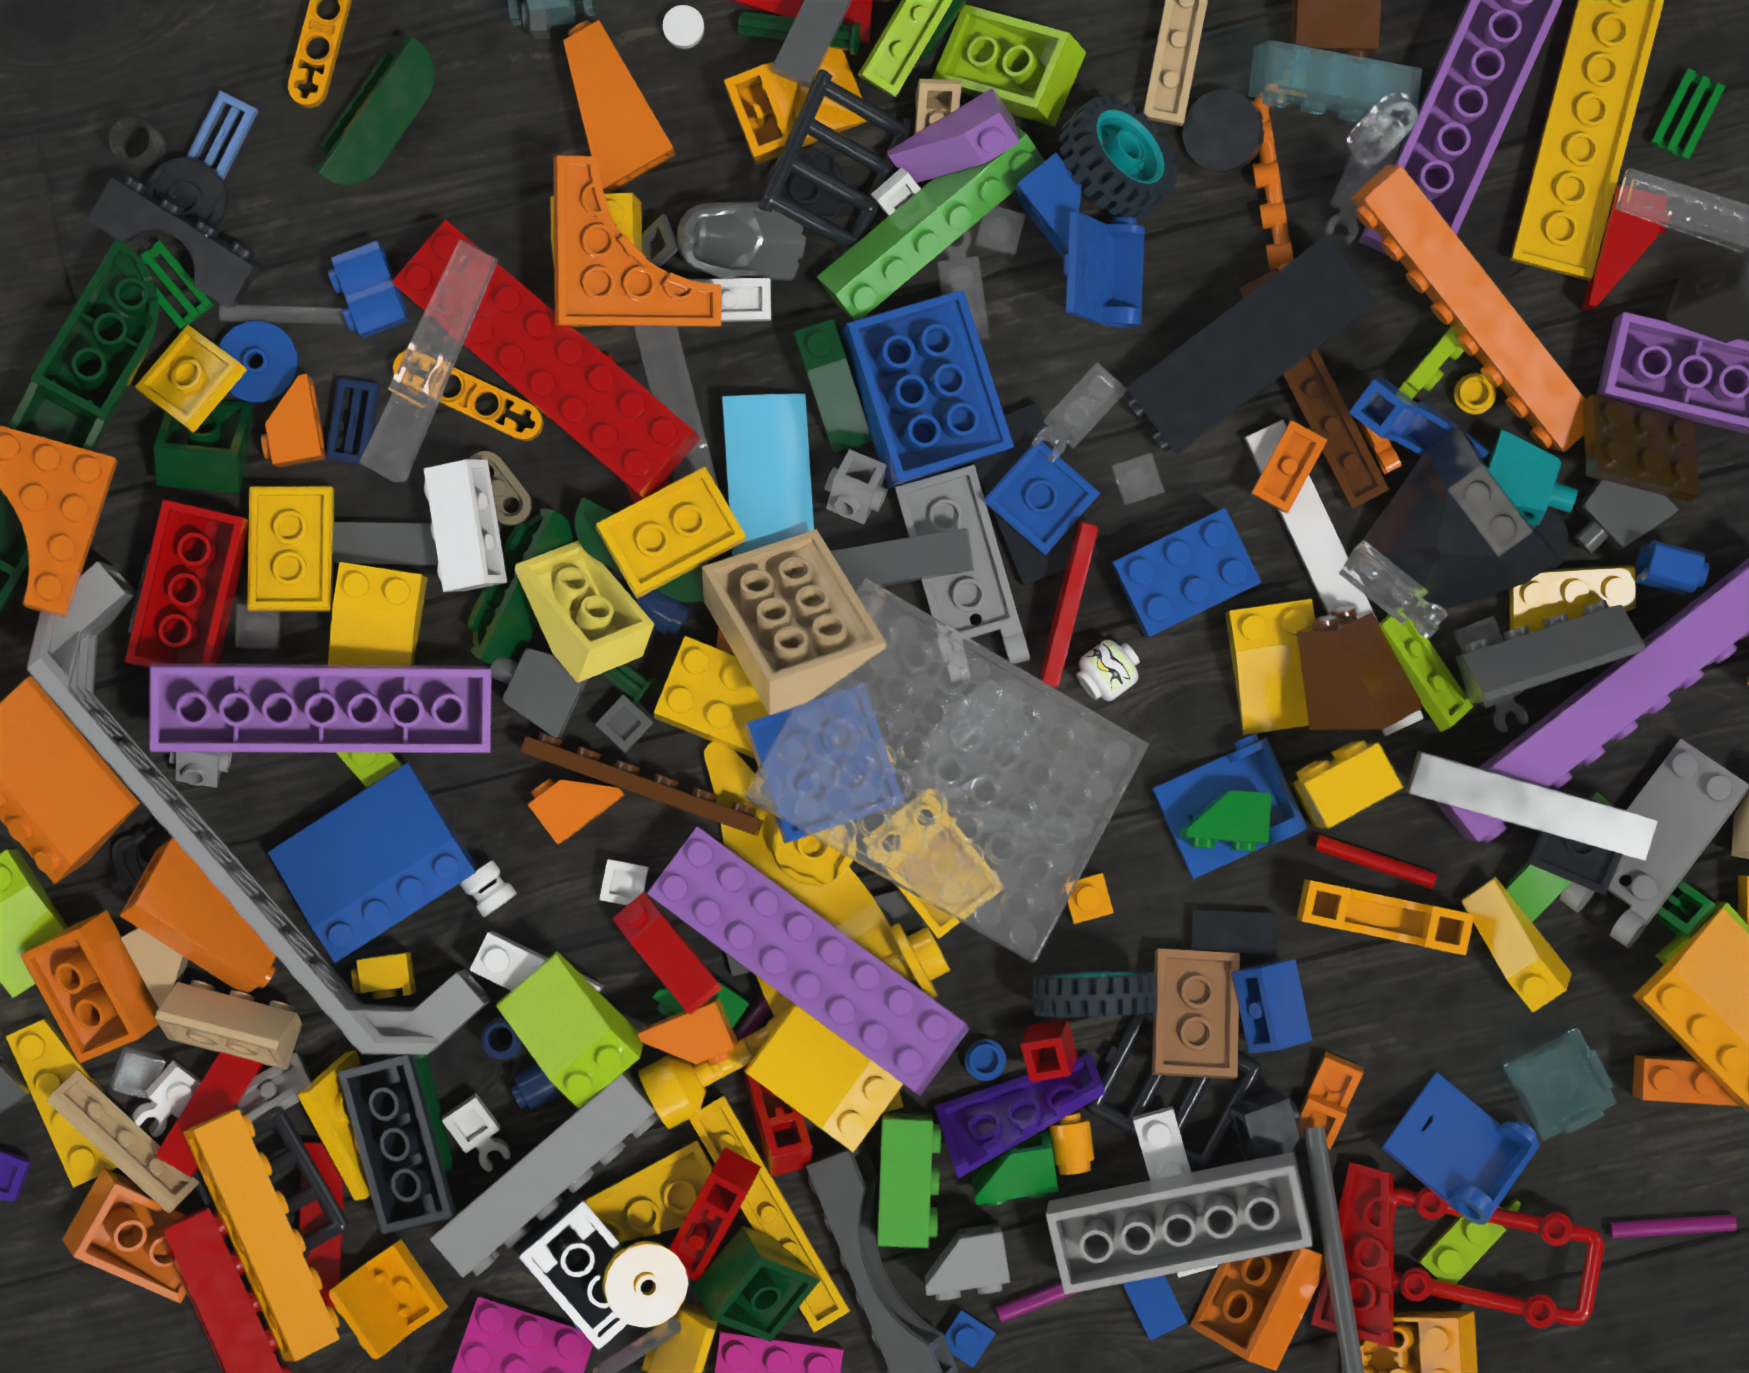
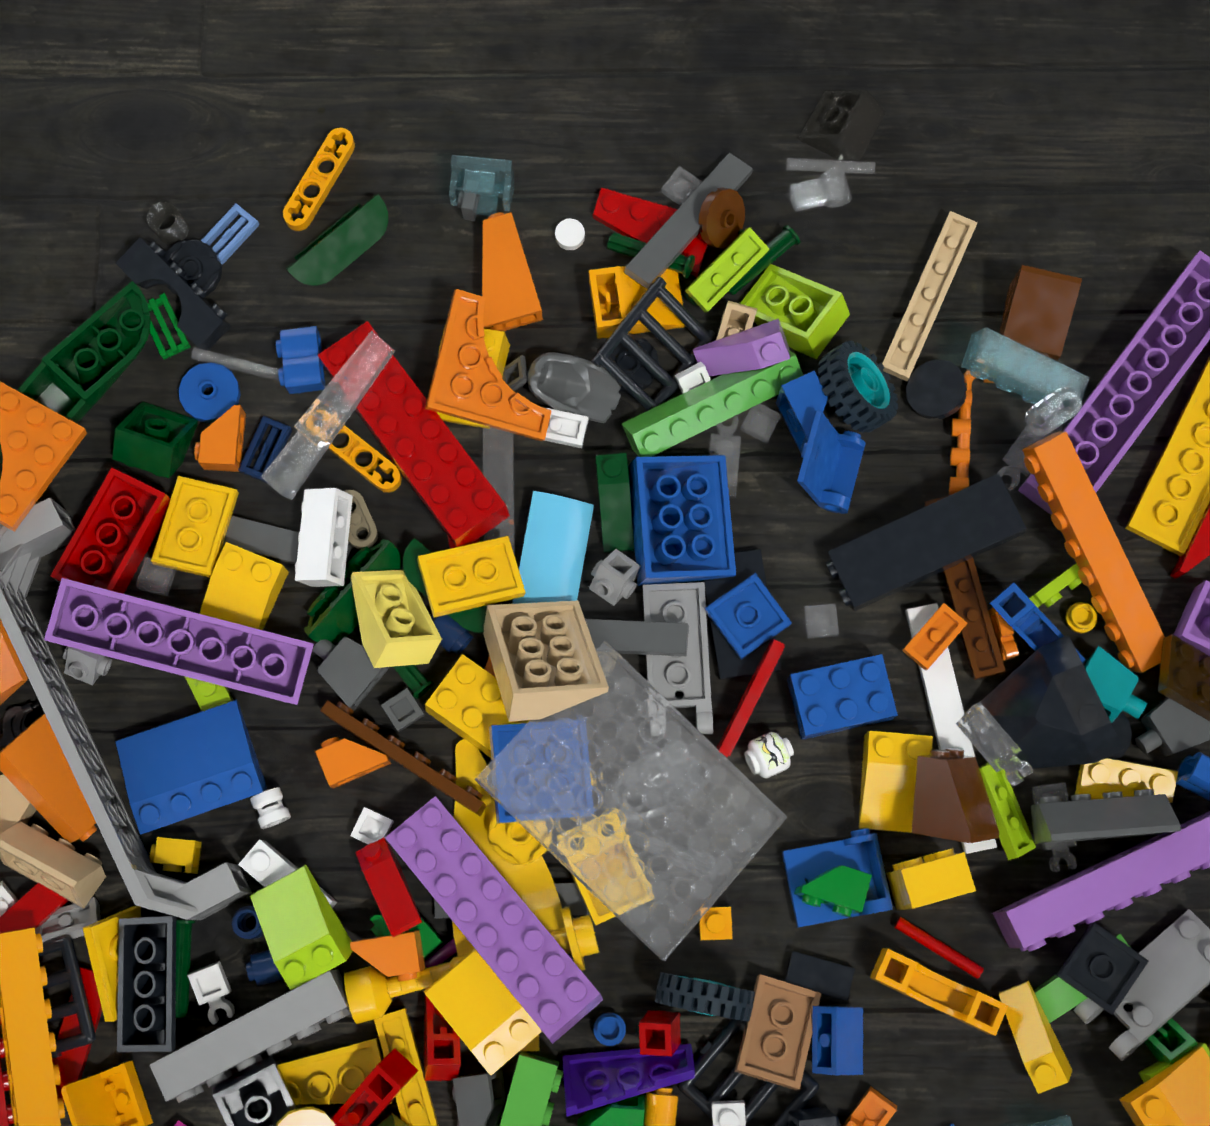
camera: 15 degrees right, 10 degrees down
(190, 378) = (158, 390): yellow tile -> none
(1080, 410) = (790, 561): clear plate -> none
(1531, 805) = (1071, 930): tile -> none

